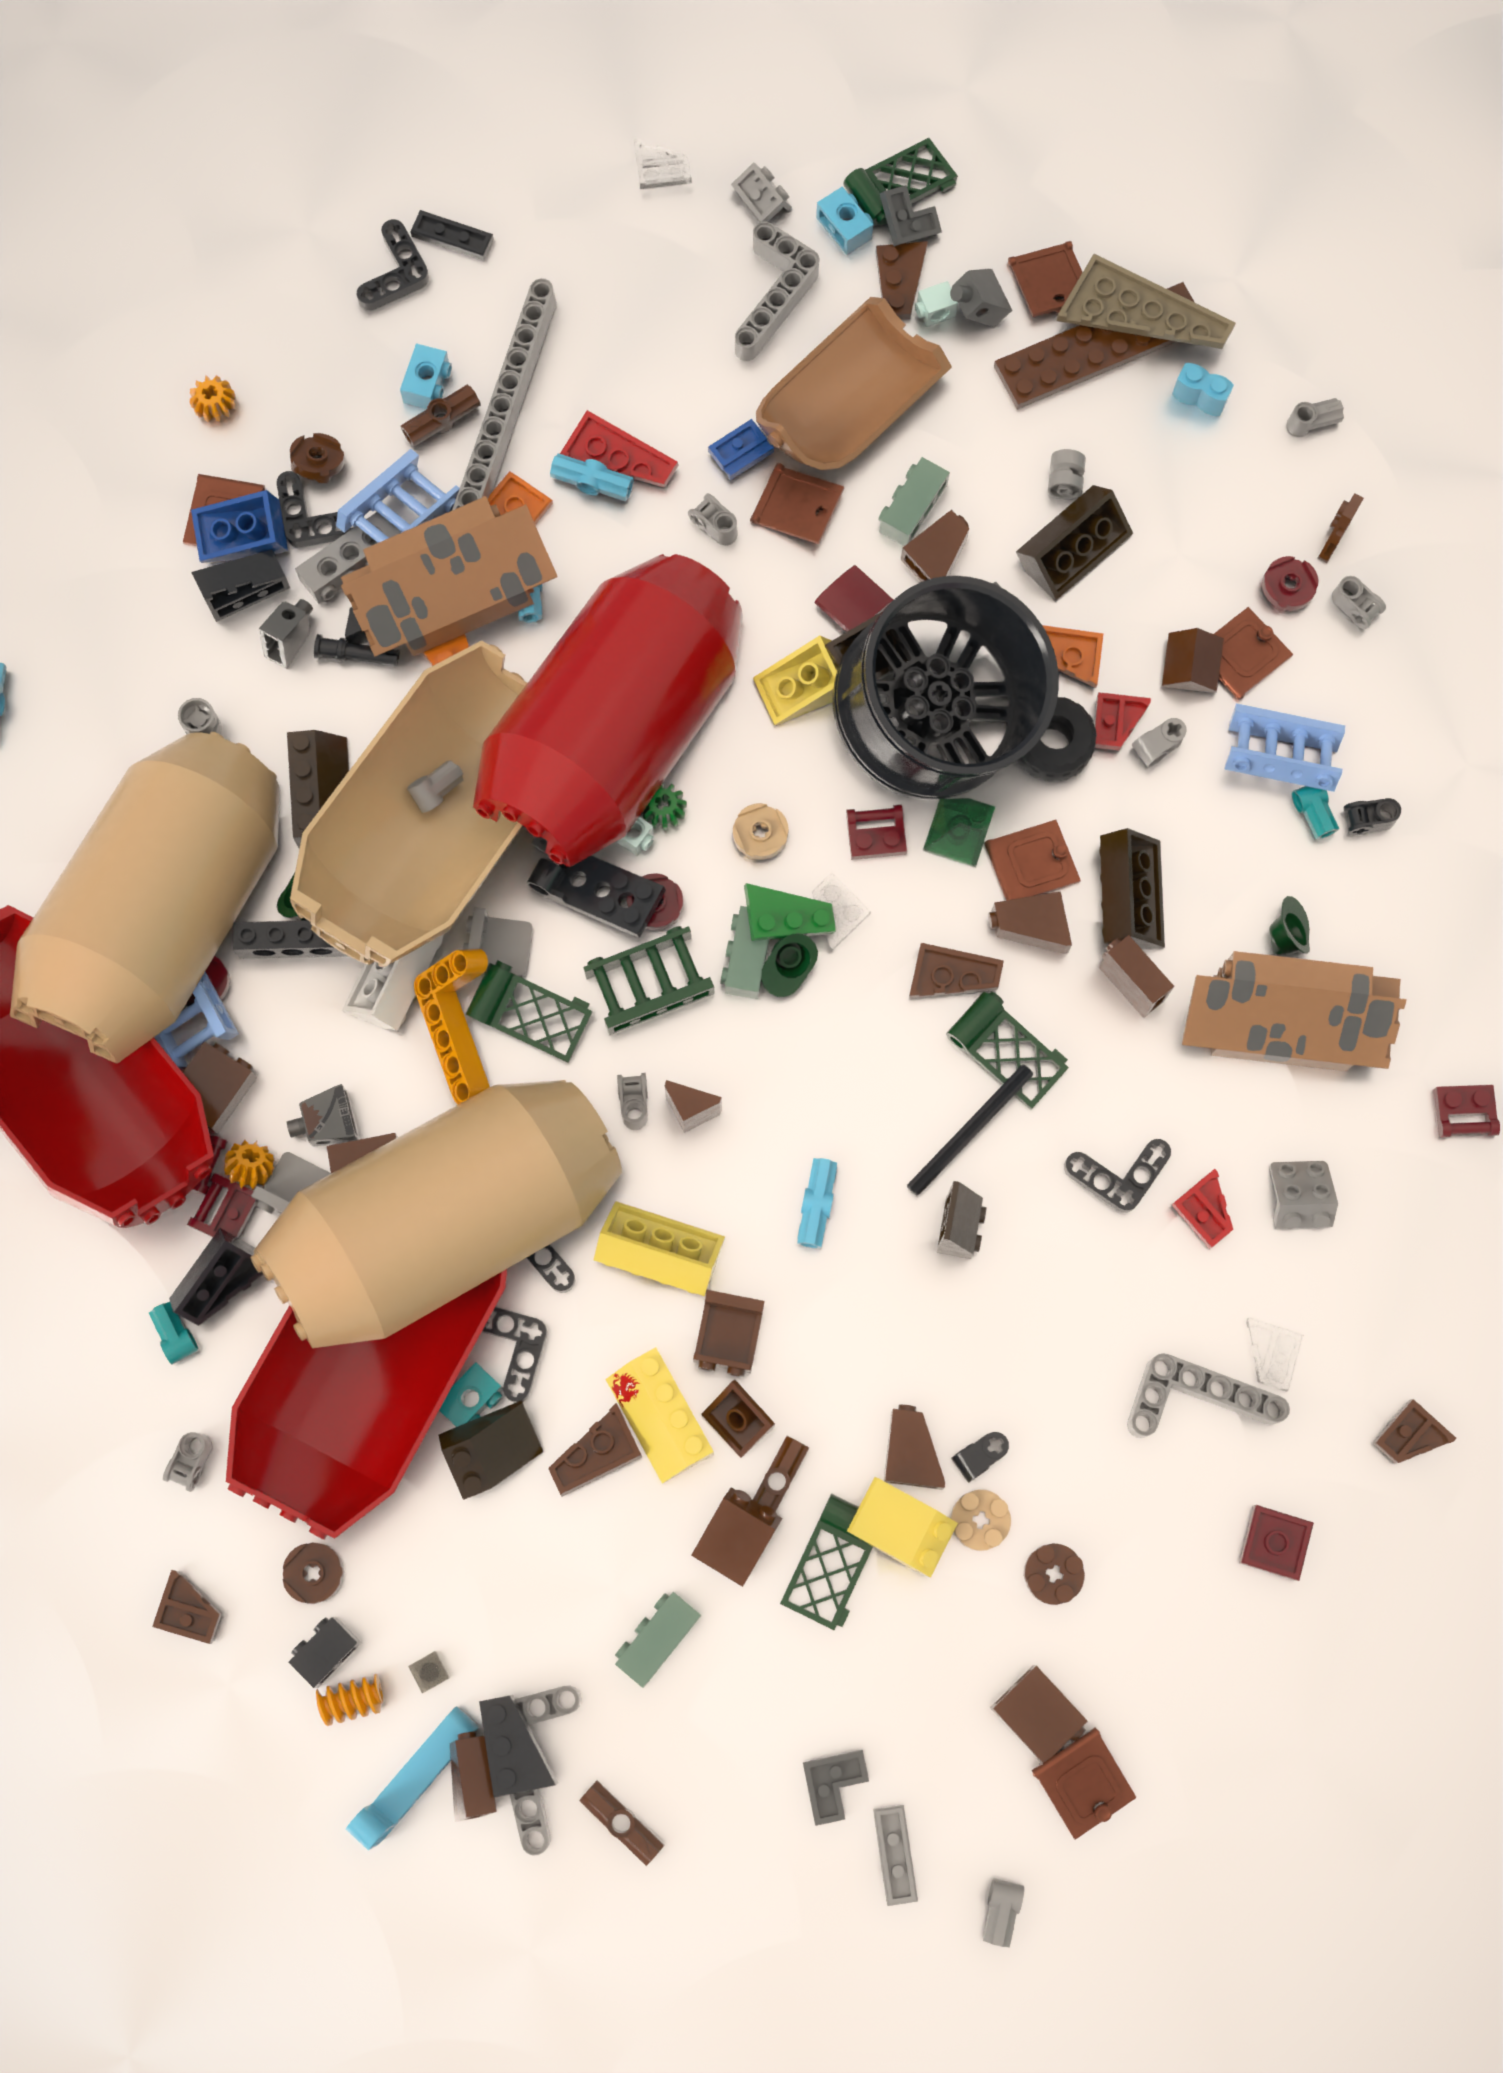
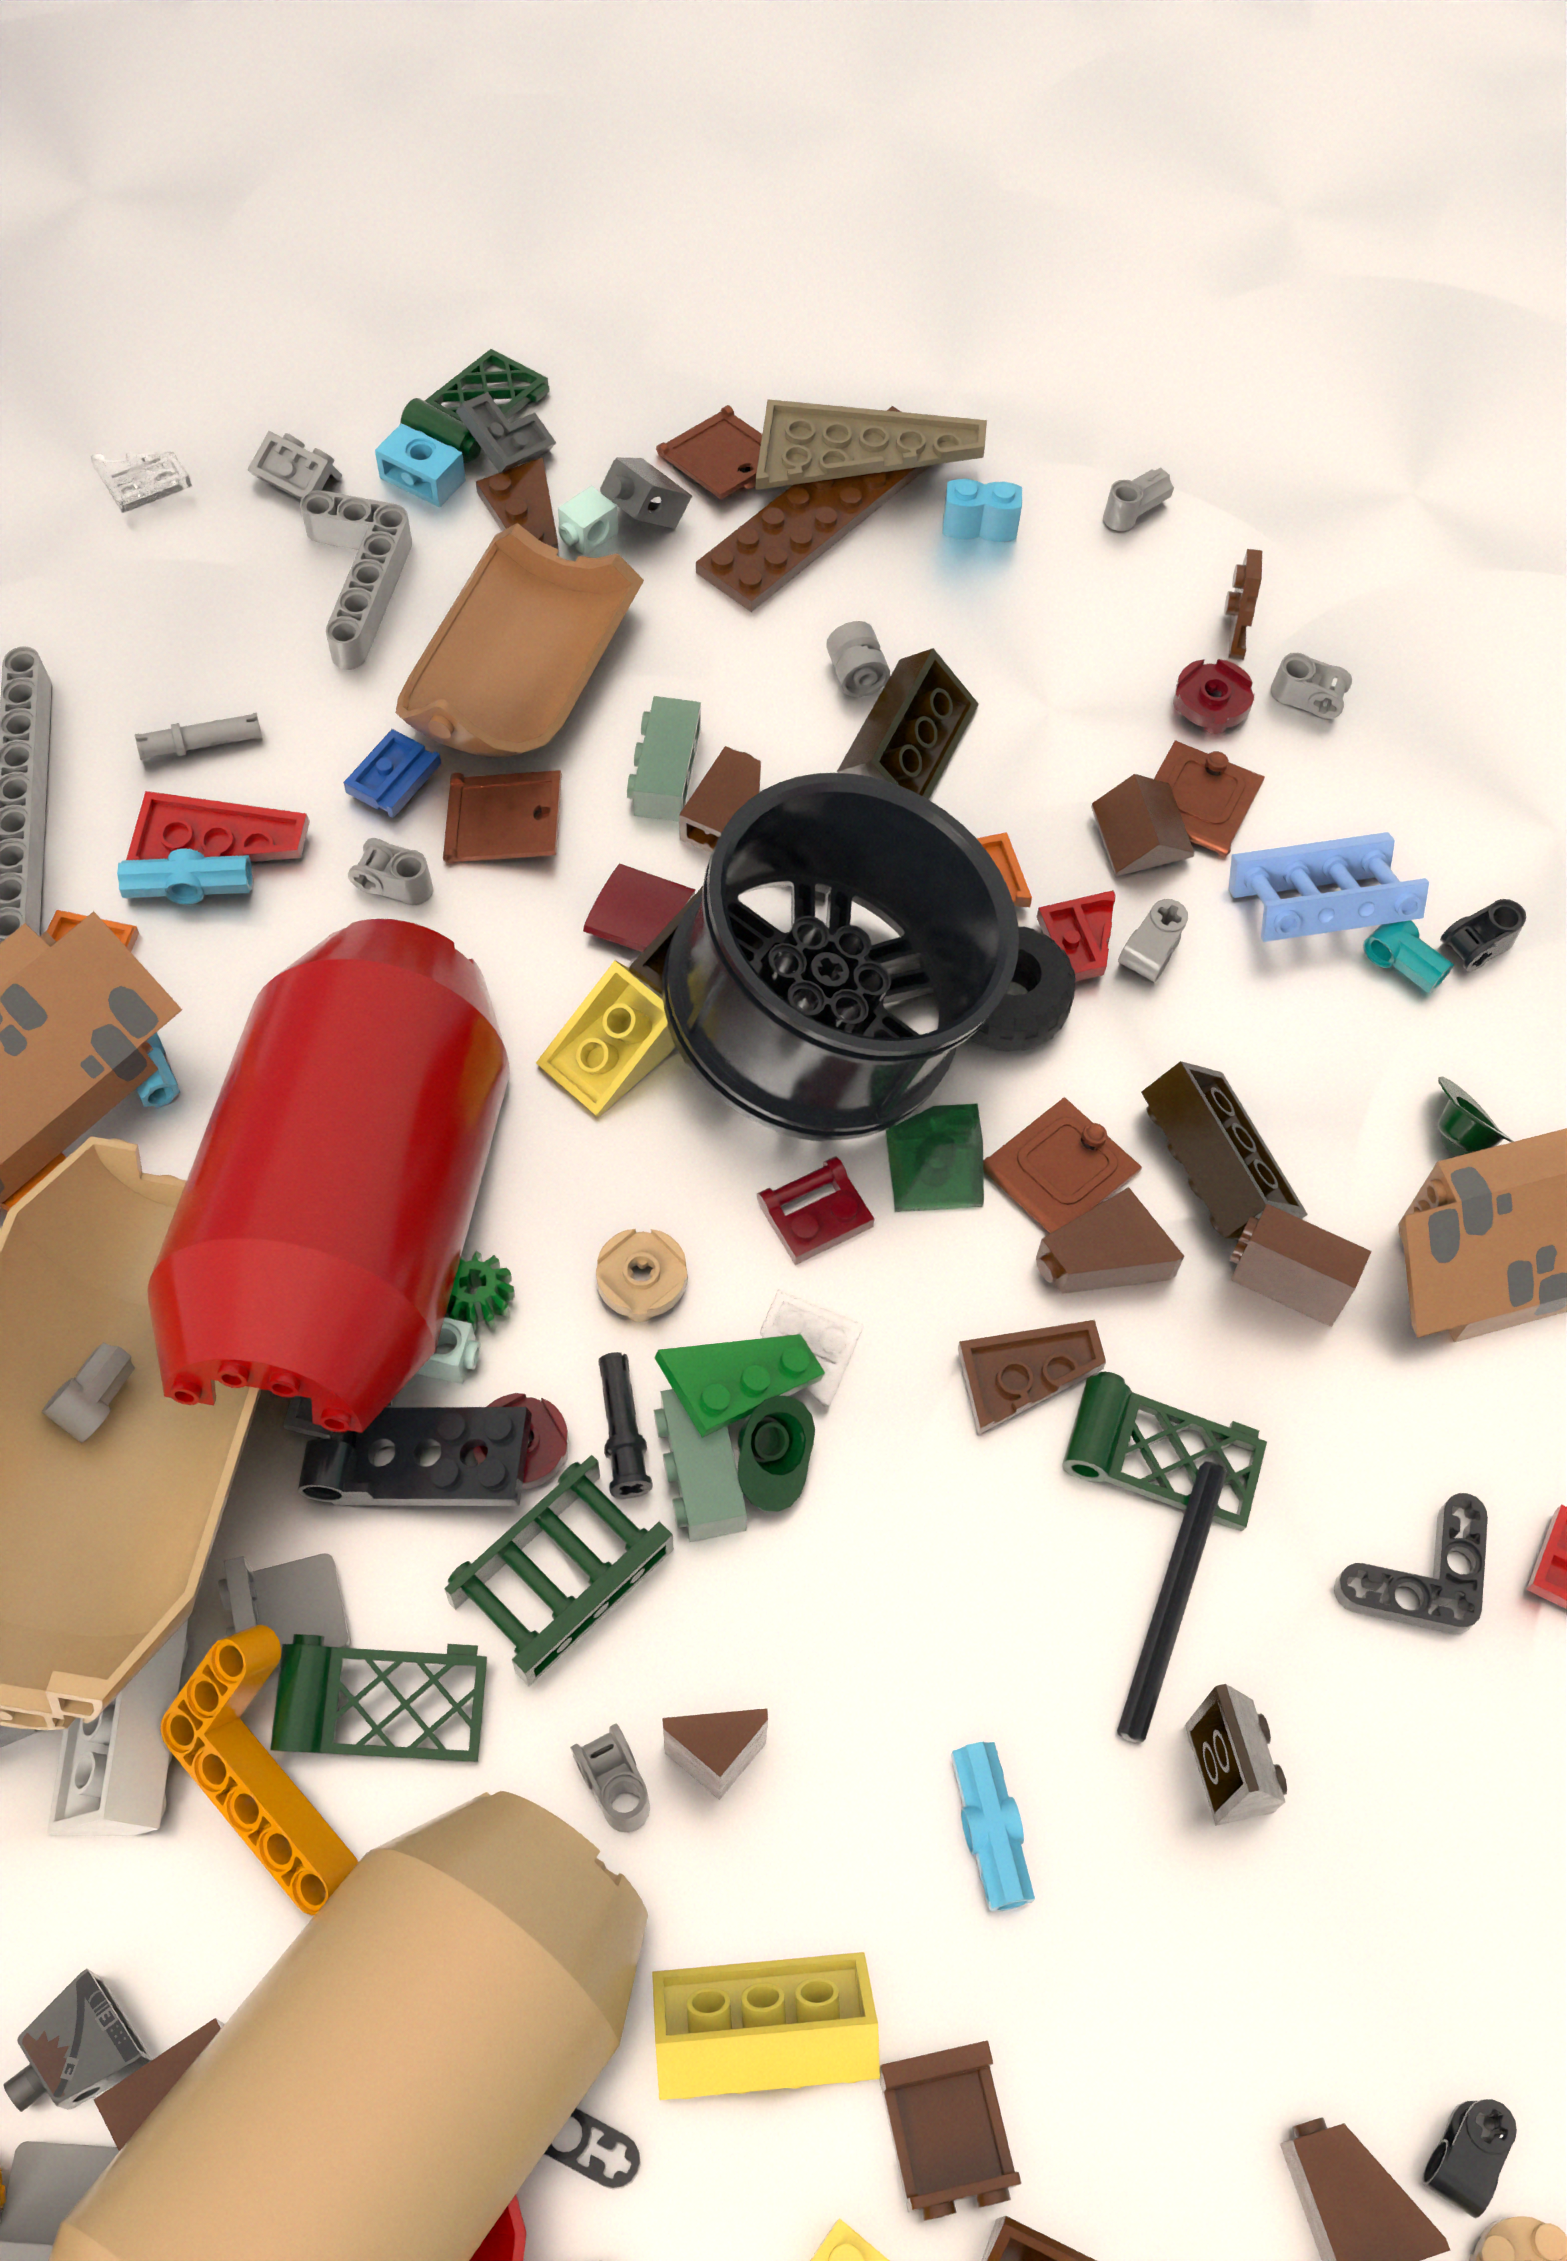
camera: 25 degrees left, 15 degrees down
(632, 379) = (197, 736): none -> light grey pin
(711, 926) = (625, 1444): none -> black pin

